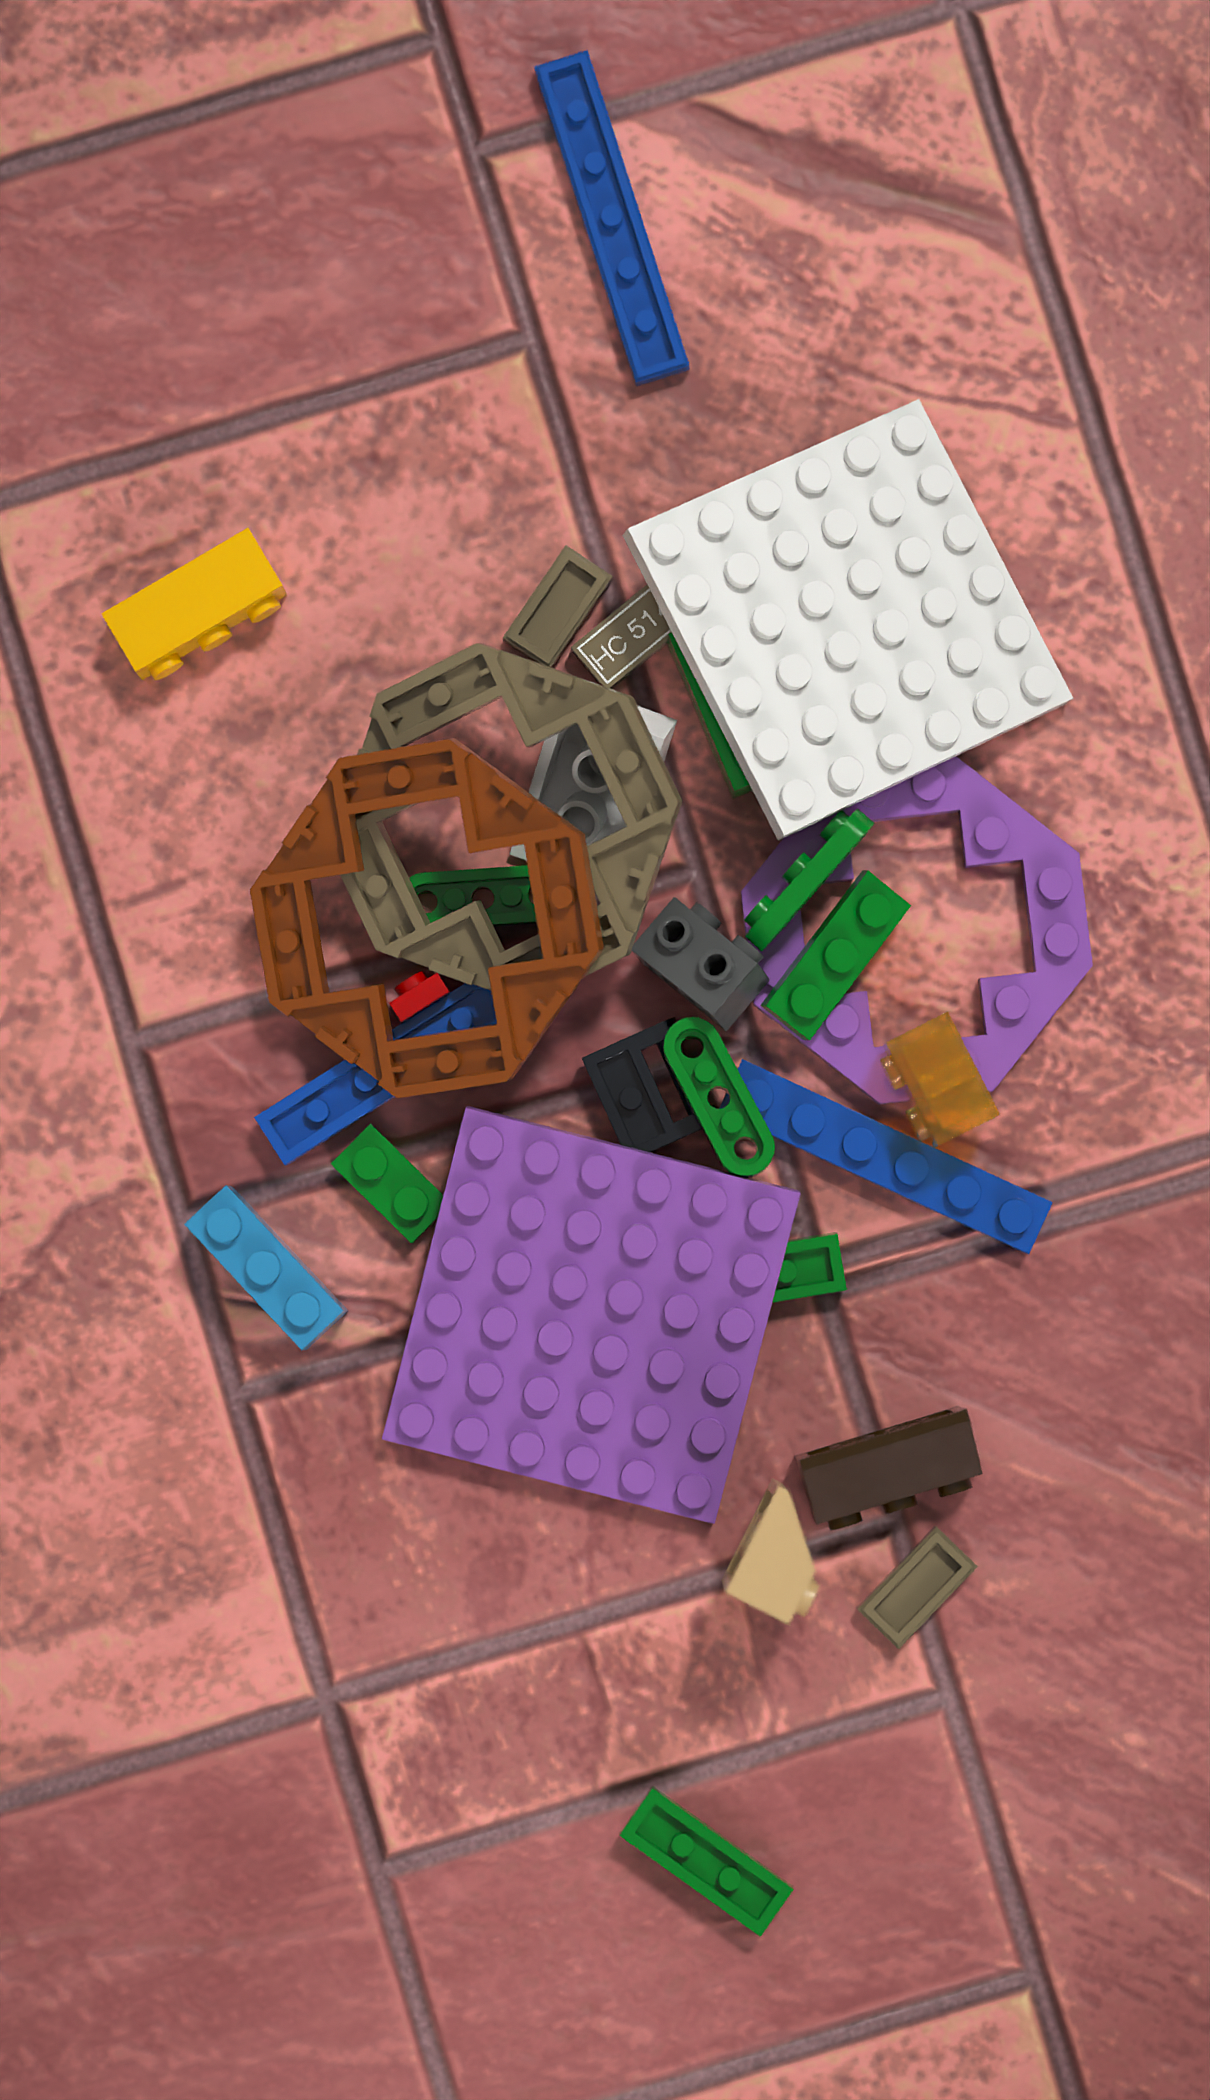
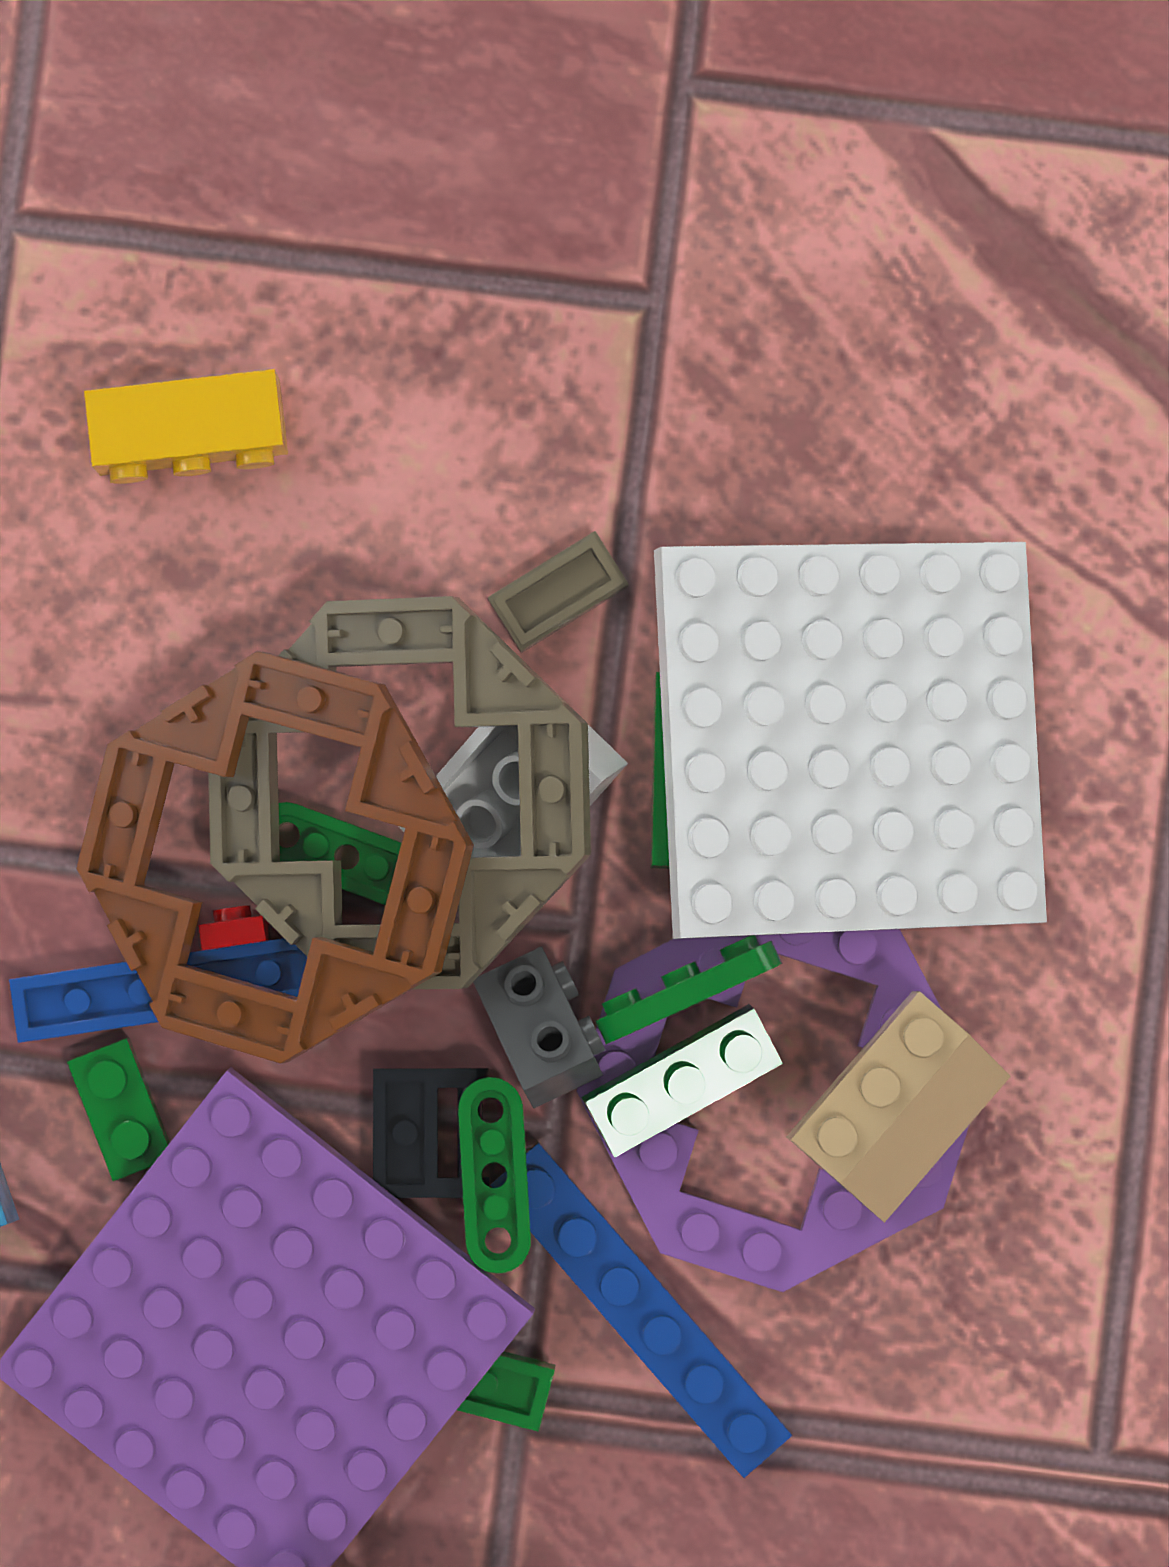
camera: 15 degrees right, 0 degrees up
(611, 218) = (793, 215): blue tile -> none
(623, 639) = (609, 655): dark tan tile -> none
(938, 1080) = (729, 1261): clear yellow brick -> none
(1020, 895) = (899, 1105): none -> tan slope

